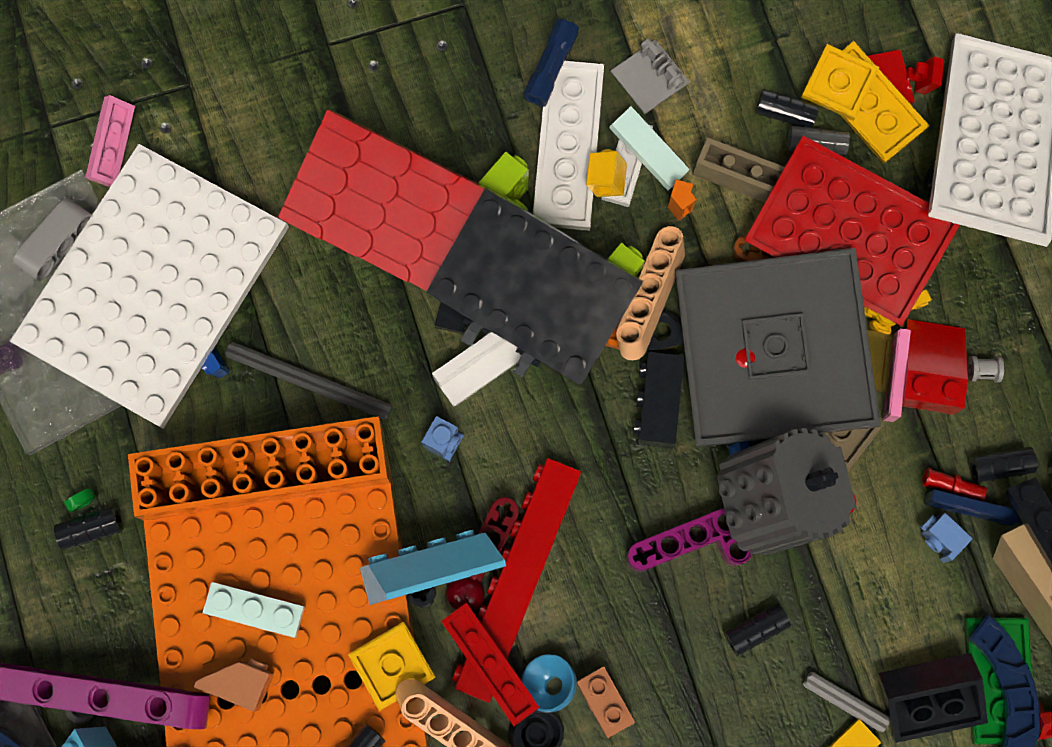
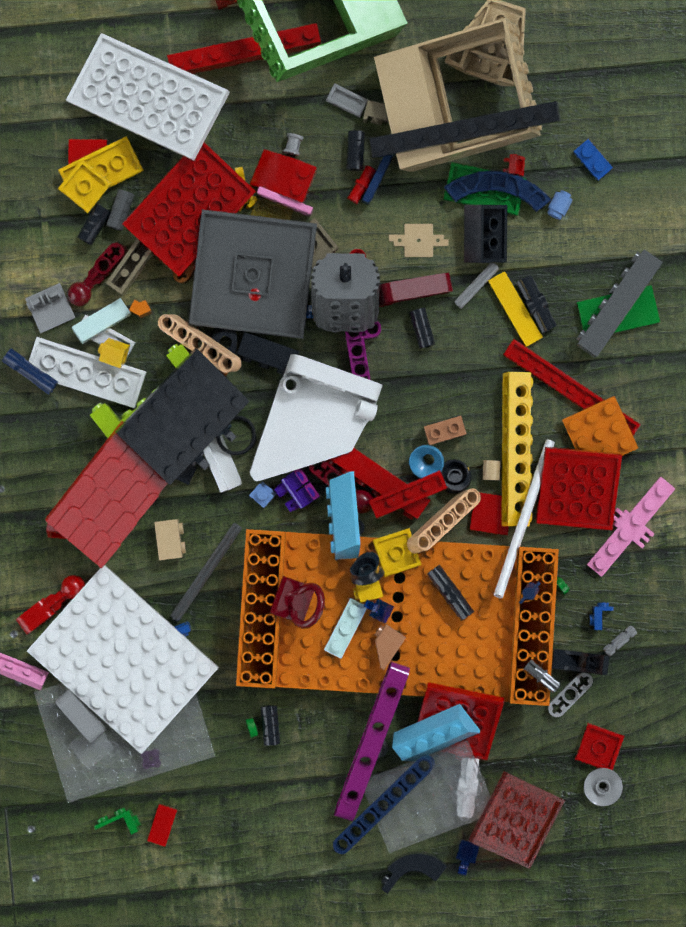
camera: 70 degrees left, 10 degrees up
(211, 162) = (48, 606): none -> red beam
(279, 516) = (294, 600): none -> dark red tile
(290, 658) = (380, 610): none -> clear blue plate
(320, 632) = (367, 592): none -> yellow brick
(345, 315) = (169, 539): none -> tan brick
(351, 621) = (366, 569): none -> black piece
(470, 481) = (291, 484): none -> dark purple hips
(506, 401) = (251, 444): none -> black tyre
(577, 491) = (314, 418): none -> white panel
(683, 112) = (80, 292): none -> dark red beam
(816, 602) = (414, 288): none -> beam
(905, 598) = (425, 234): none -> tan piece
(927, 75) = (91, 127): red tile -> none
(944, 536) = (390, 199): medium blue brick -> none

